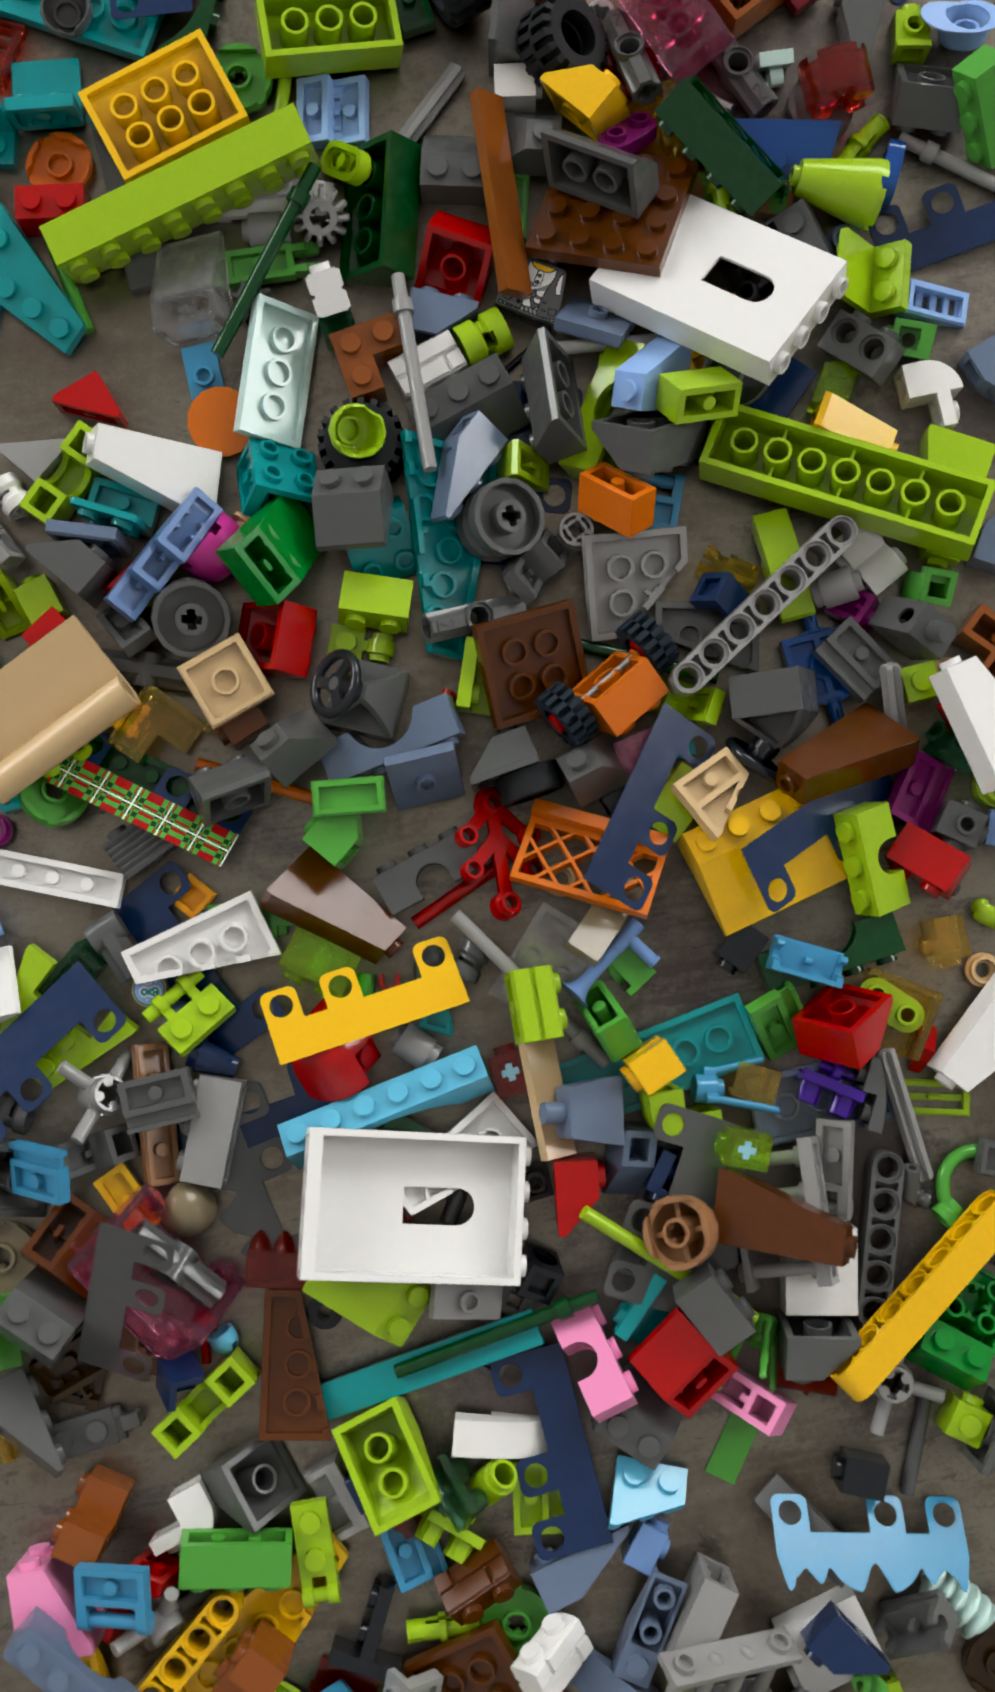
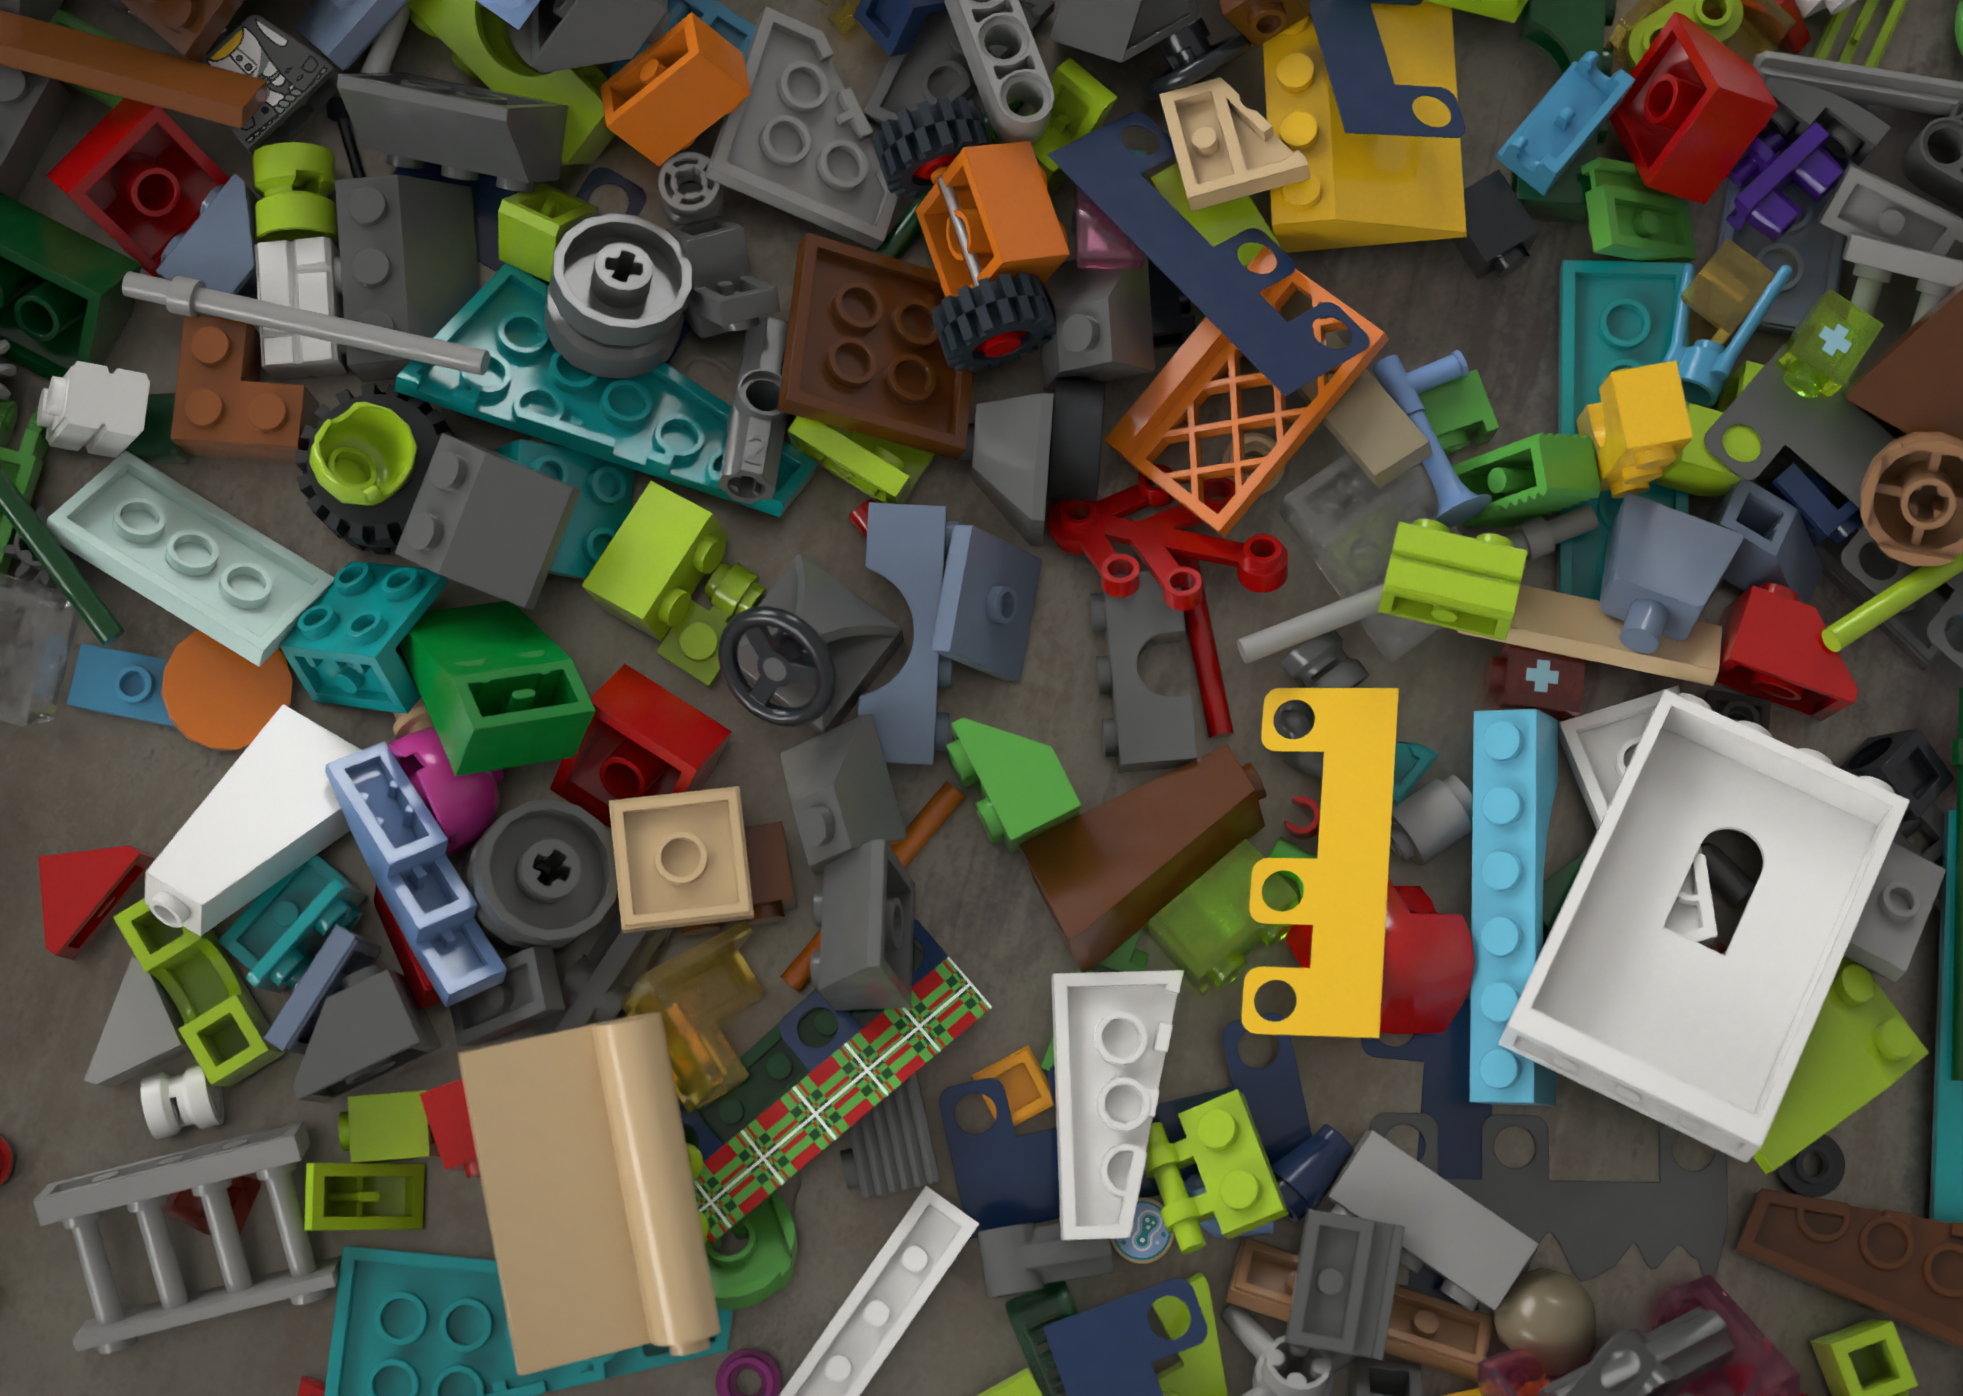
camera: 70 degrees left, 5 degrees down
(224, 1339) = (1798, 1351): medium azure hinge -> none
(272, 1267) = (1704, 1206): clear red plate -> none
(348, 796) = (975, 728): bright green tile -> none
(464, 458) = (490, 303): sand blue slope -> none

